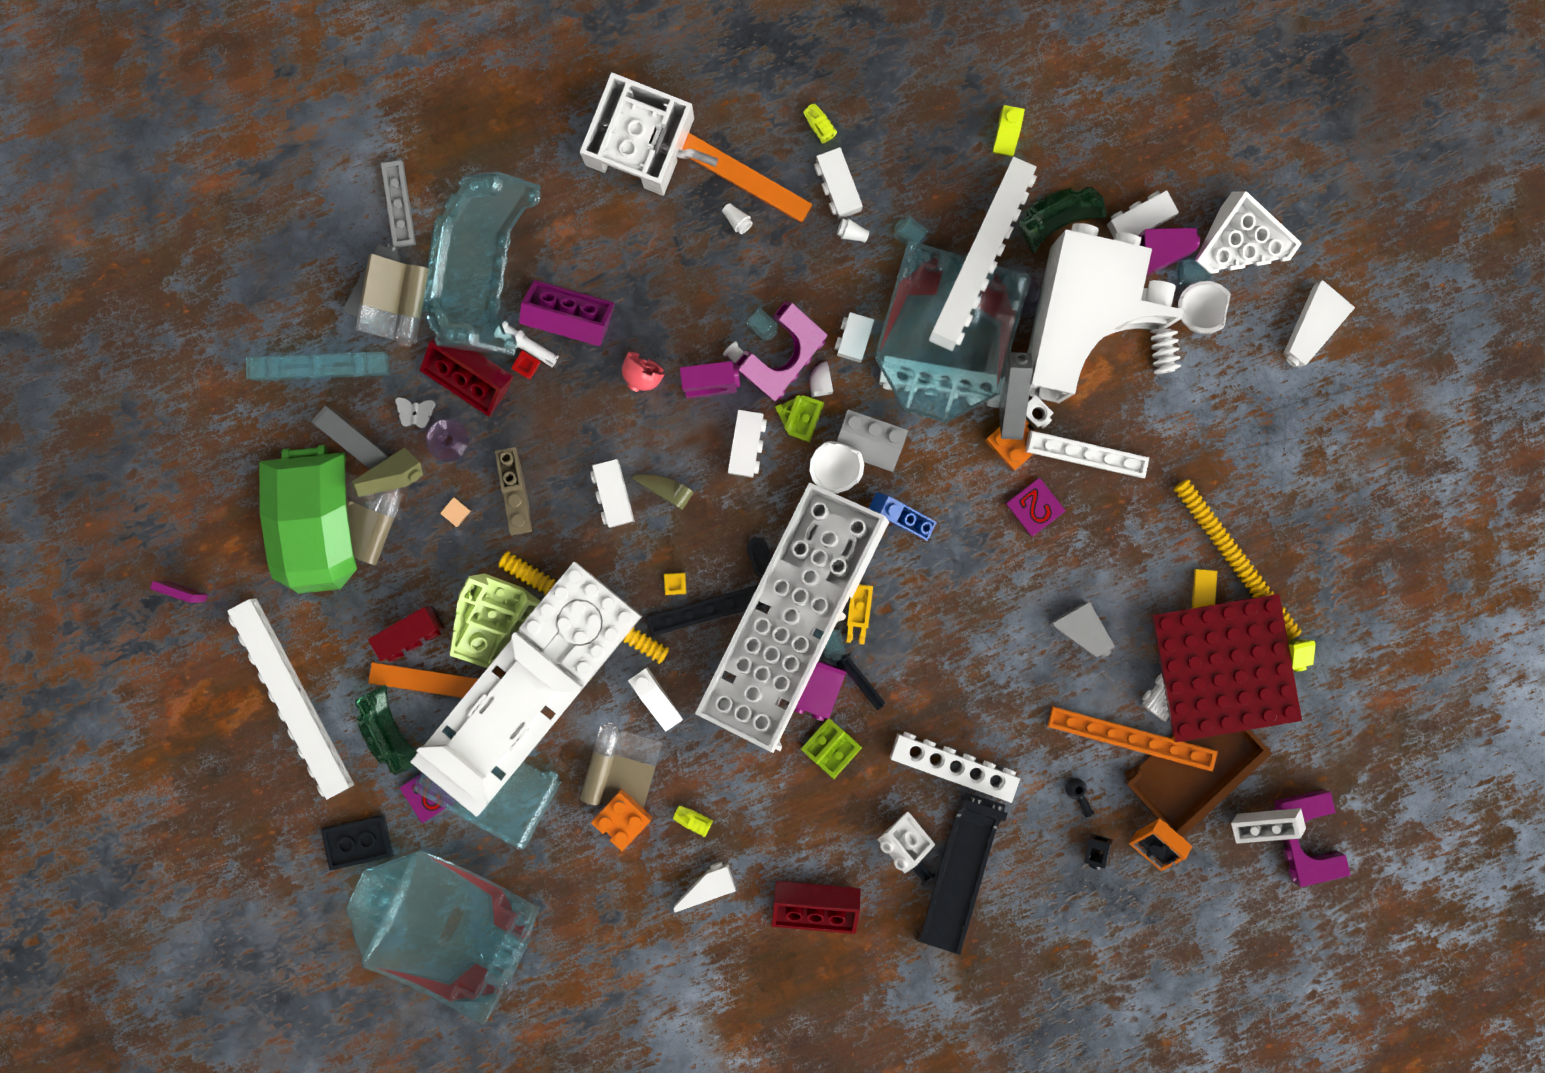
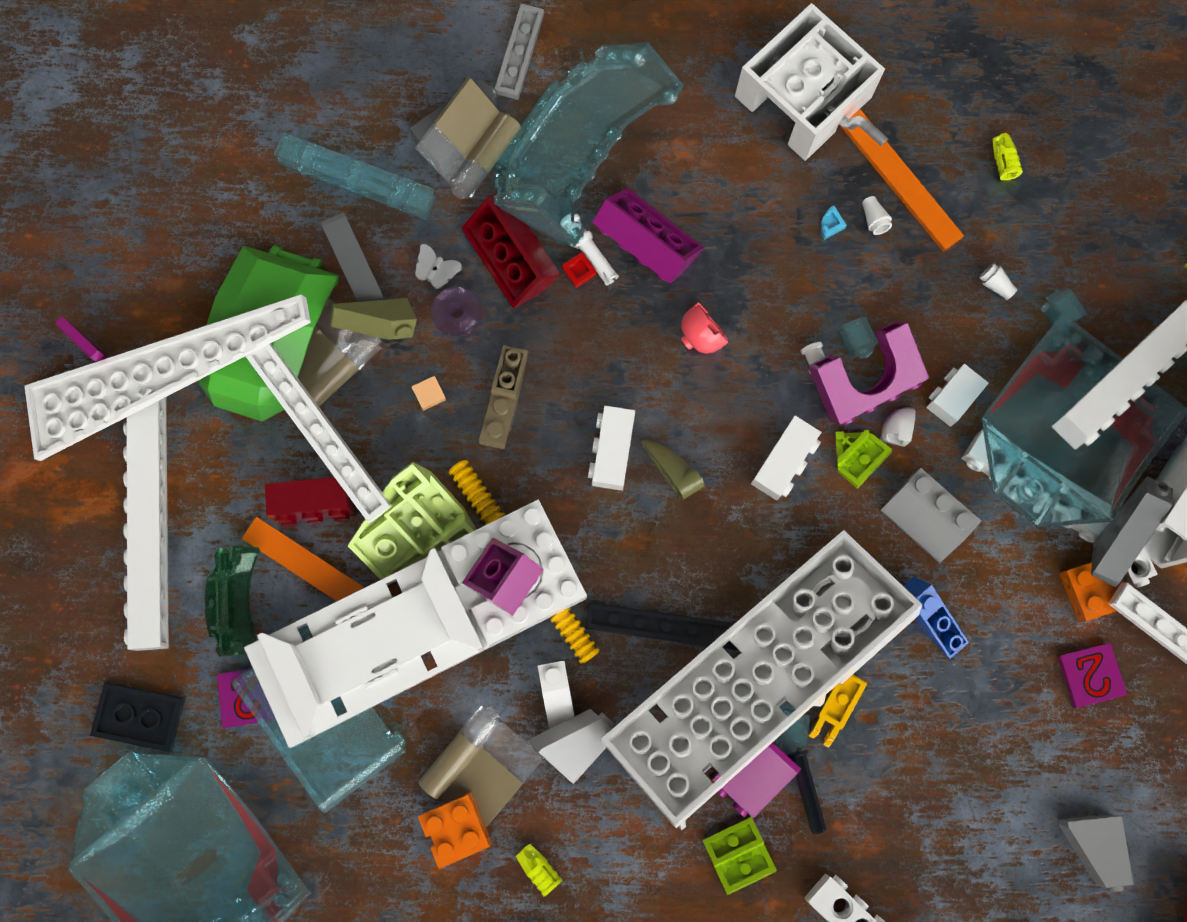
camera: 25 degrees right, 10 degrees down
(211, 624) = (104, 392): none -> white wing
(386, 582) = (319, 432): none -> white plate
(572, 631) = (503, 576): none -> magenta slope
(675, 583) = (638, 580): yellow tile -> none
(678, 723) = (574, 743): none -> slope
(705, 238) = (831, 223): none -> medium azure tile
(709, 379) = (782, 365): magenta arch -> none
(759, 555) = (747, 590): black tile -> none
(836, 466) = (882, 526): white cylinder -> none
(838, 183) = (1003, 226): white brick -> none

